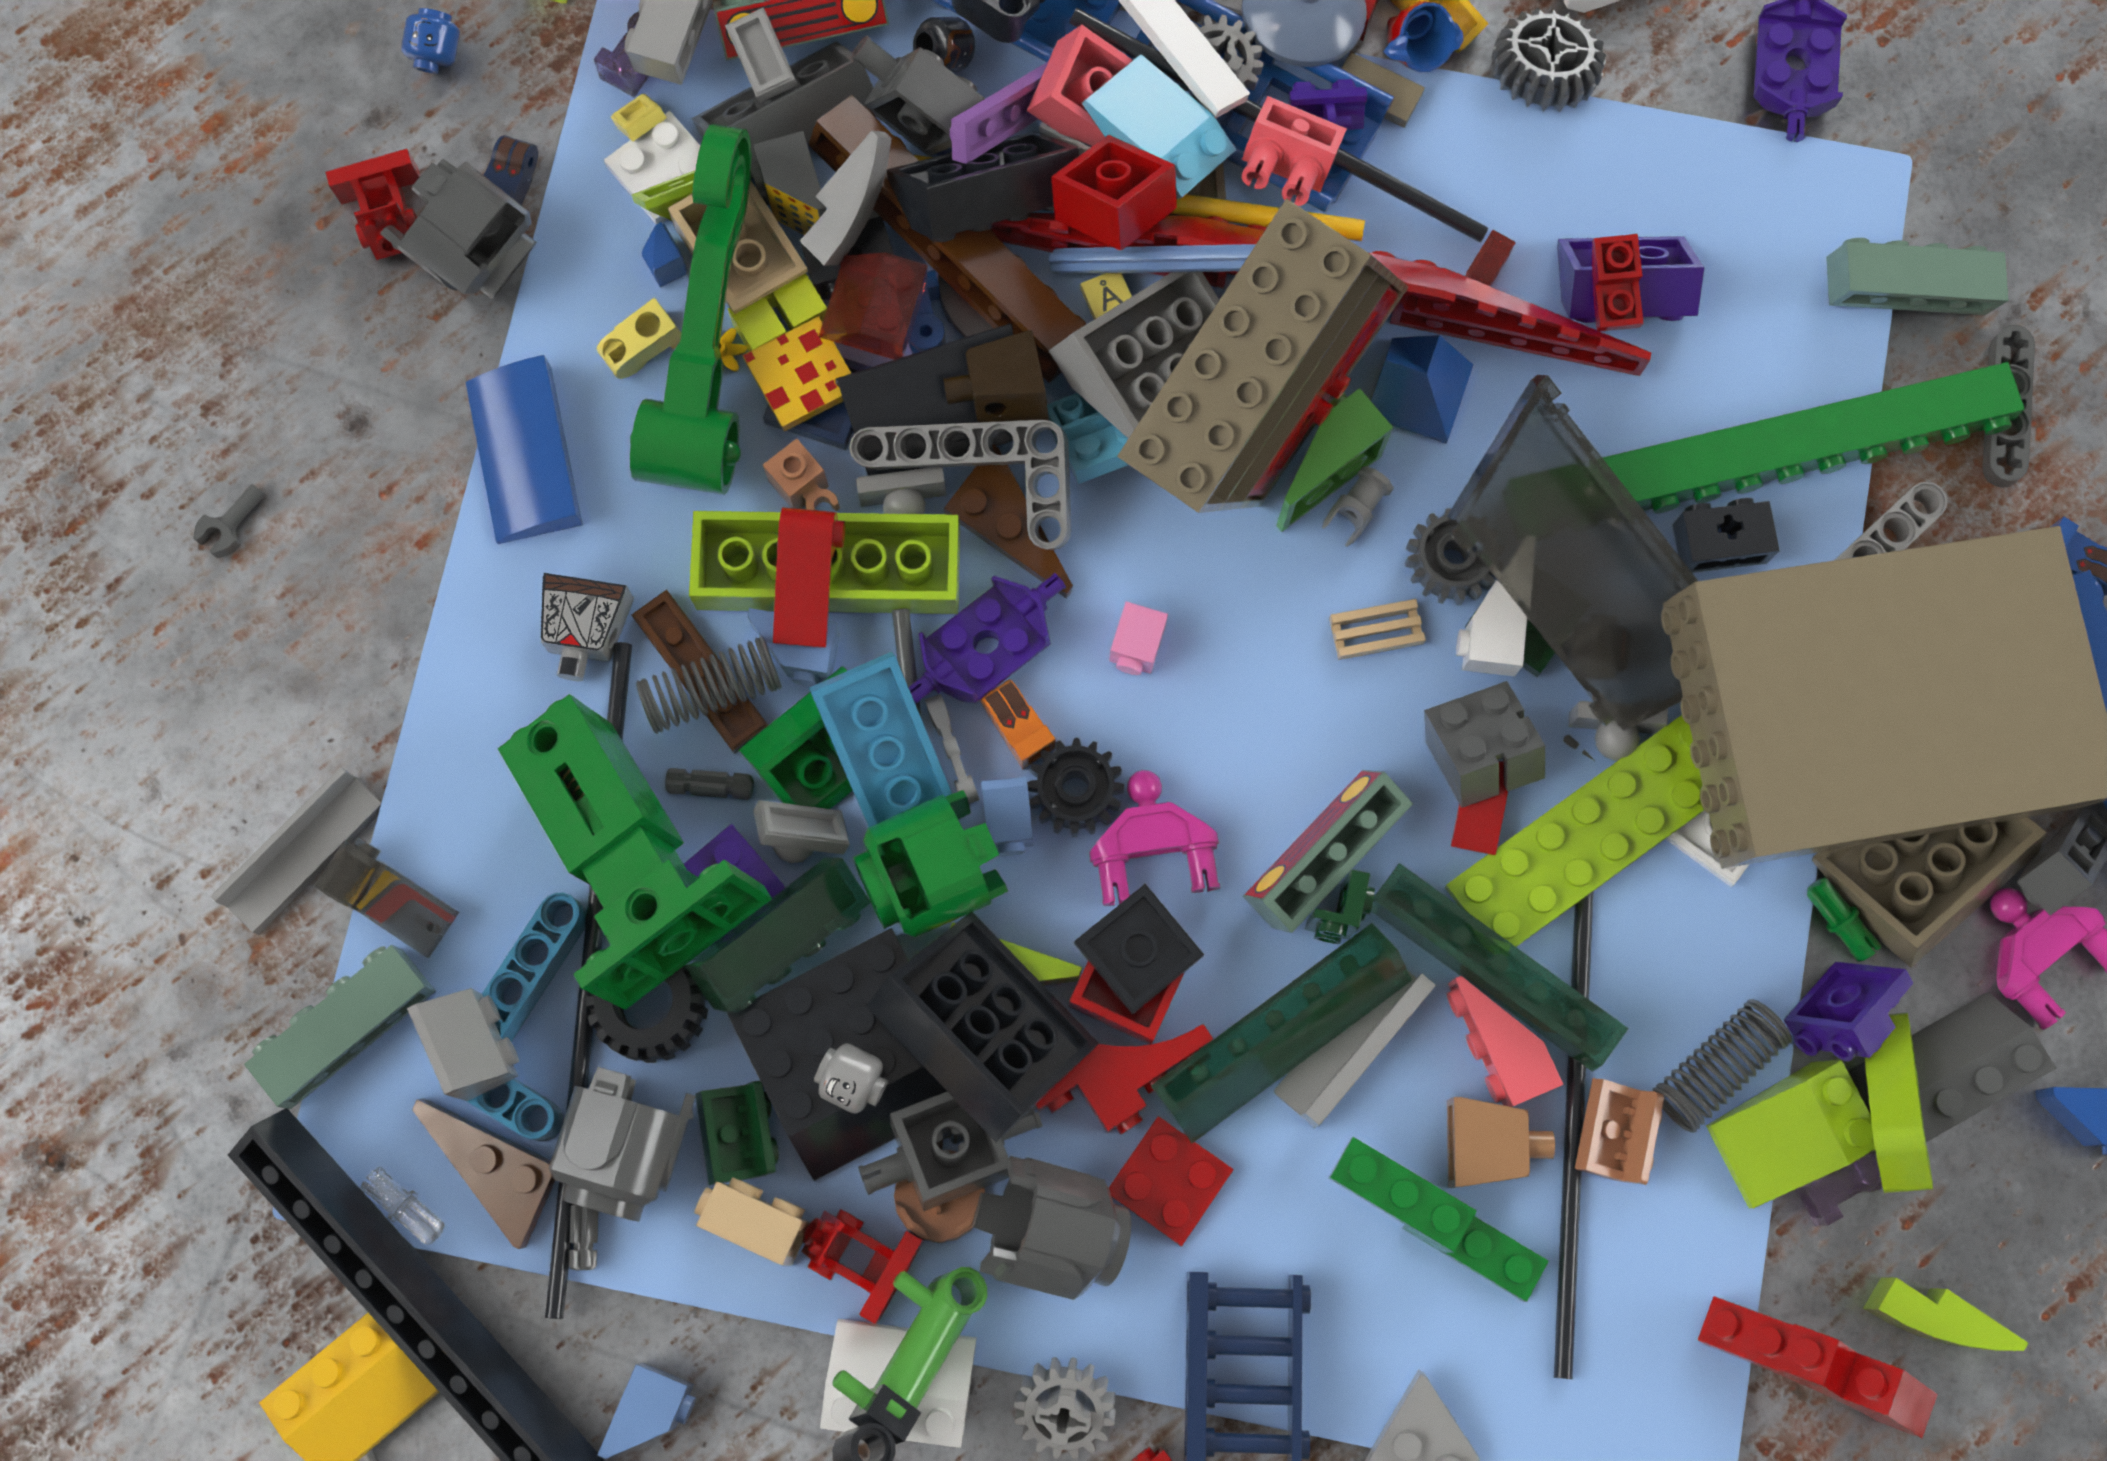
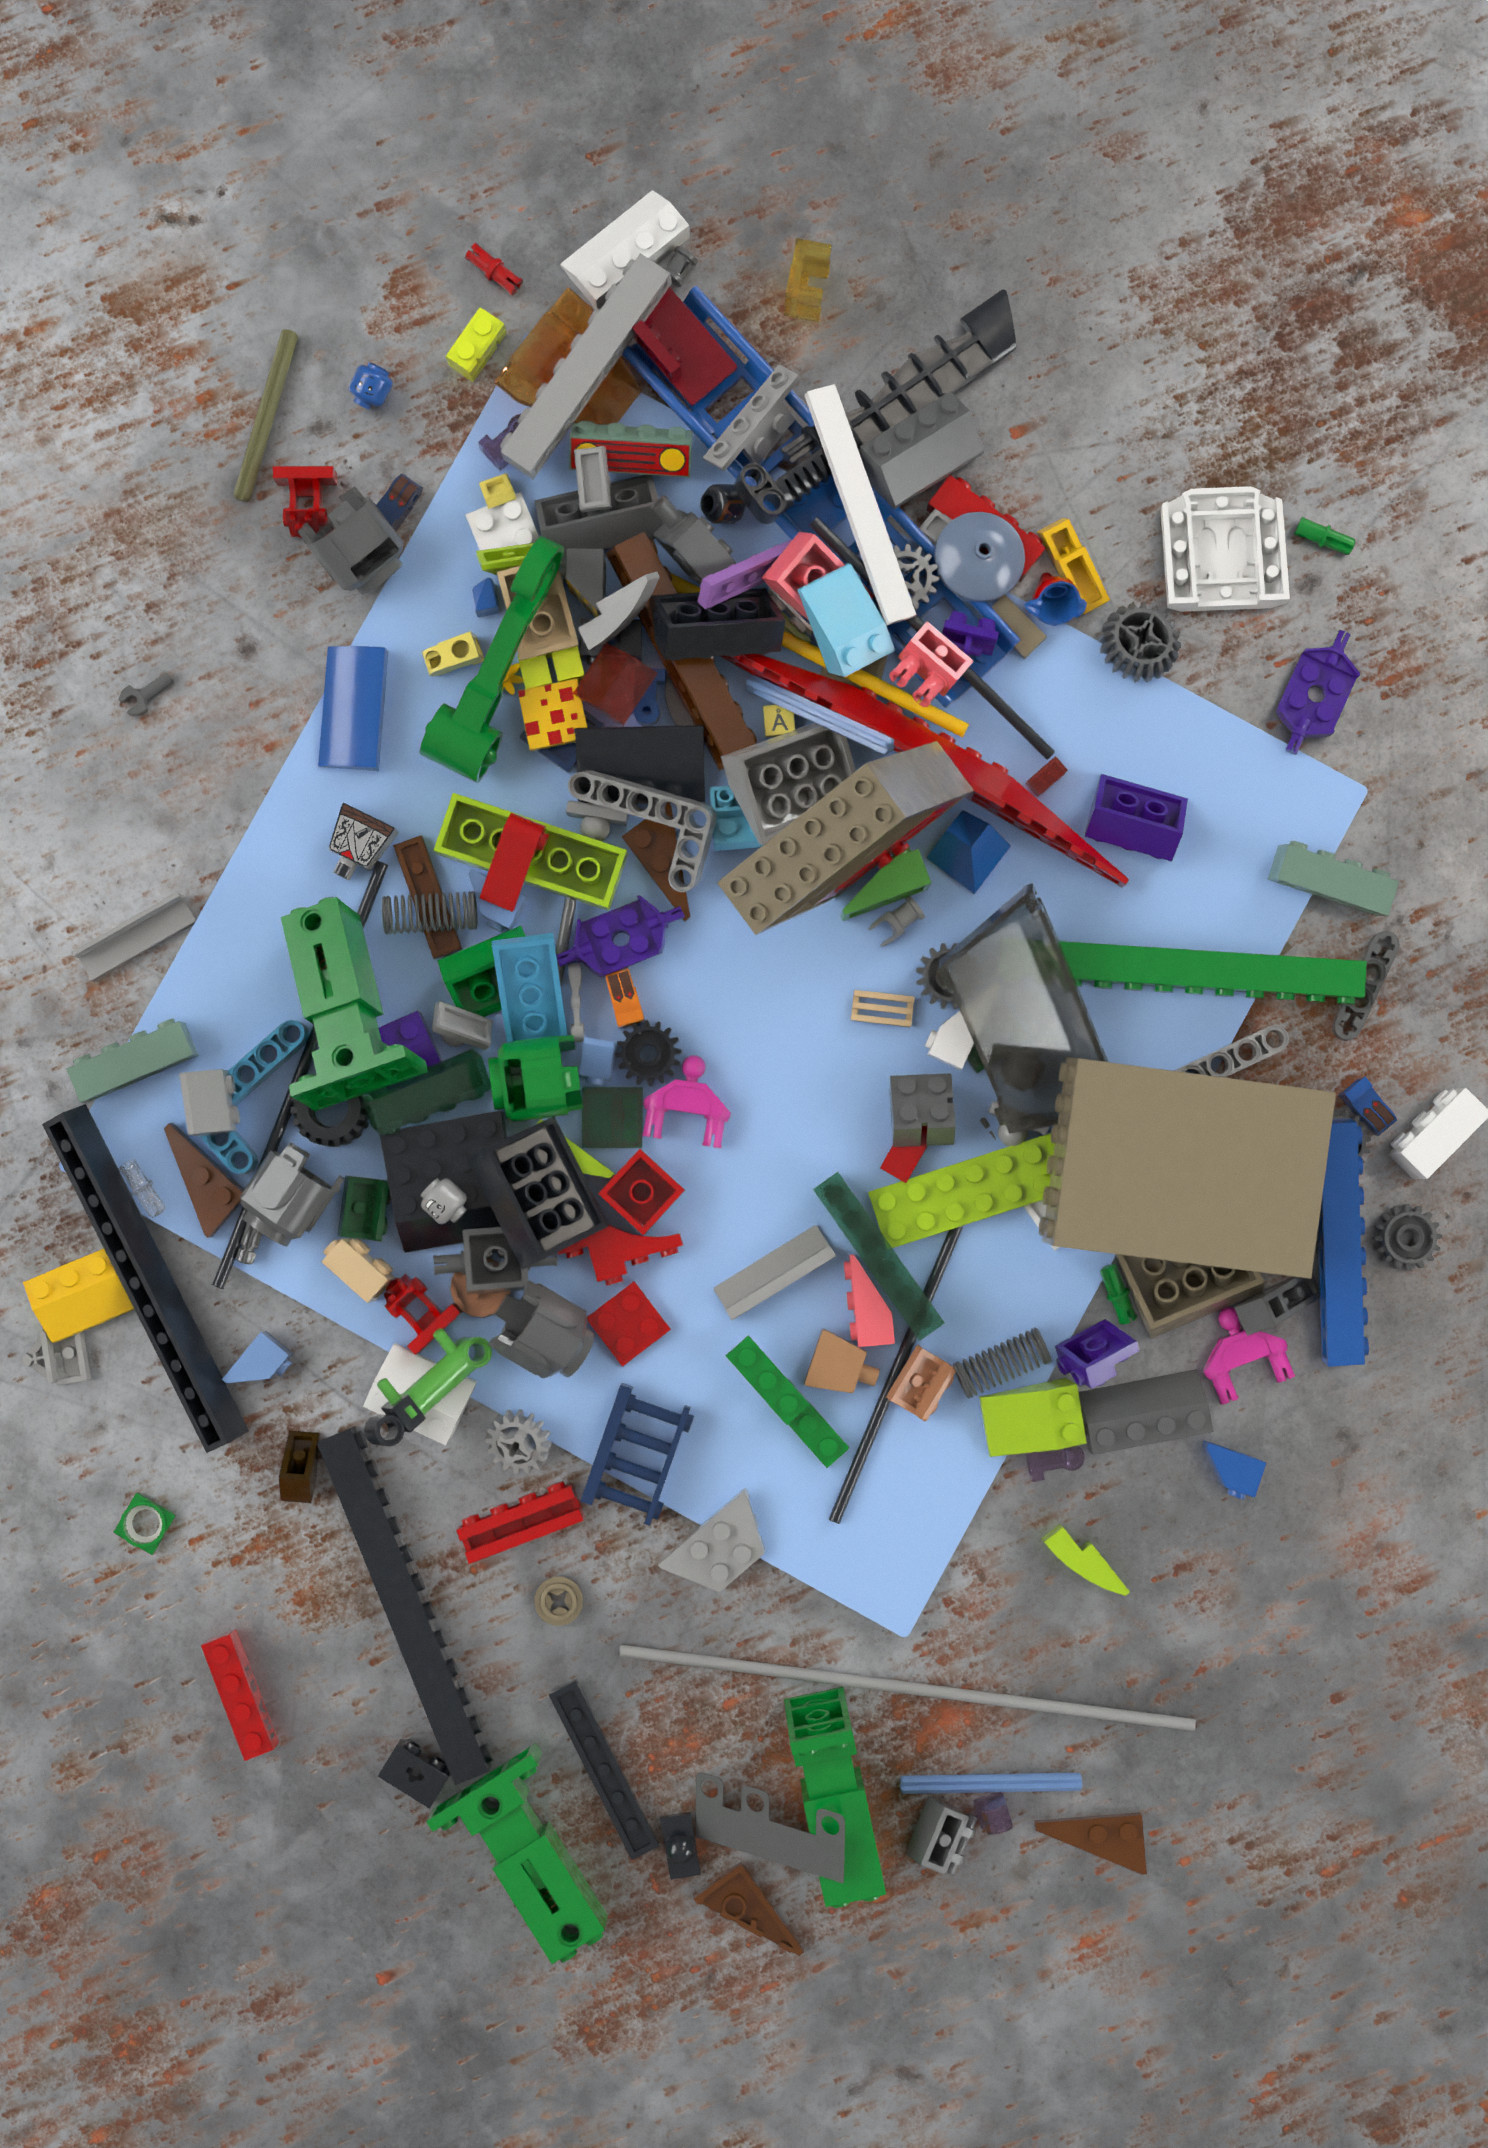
camera: 20 degrees right, 10 degrees up
(300, 121) = (265, 415): none -> olive axle
(386, 896) = (183, 985): clear smoke door -> none
(709, 783) = (412, 975): dark grey axle -> none
(799, 478) = (531, 788): nougat brick -> none
(1002, 381) = (683, 768): dark brown torso -> none
(1052, 893) = (612, 1117): none -> clear green tile
(1114, 192) = (799, 660): red brick -> none
(1137, 639) = (720, 967): bright pink brick -> none
(1138, 949) = (652, 1175): black tile -> none
(1282, 1032) = (727, 1254): clear green brick -> none
(1327, 850) = (797, 1146): sand green brick -> none
(1353, 904) = (801, 1187): dark green bracket -> none
(1616, 282) = (1119, 826): red slope -> none
(1705, 549) = (1117, 1023): black brick -> none
(1821, 1364) = (994, 1565): red arch -> none
(1898, 1112) = (1098, 1423): lime beam -> none

